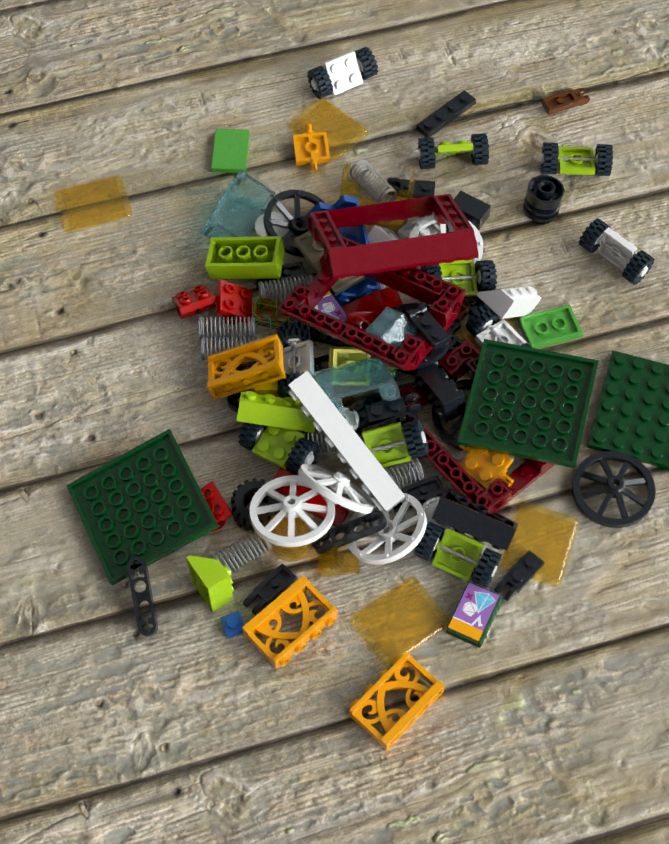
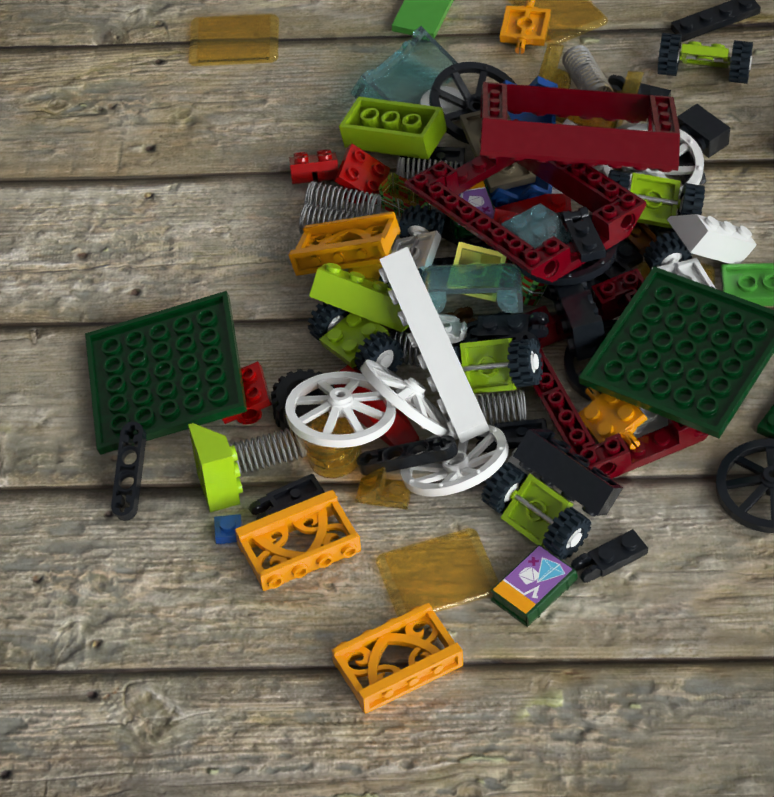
camera: 20 degrees right, 10 degrees down
(547, 536) = (662, 519): clear yellow piece -> none

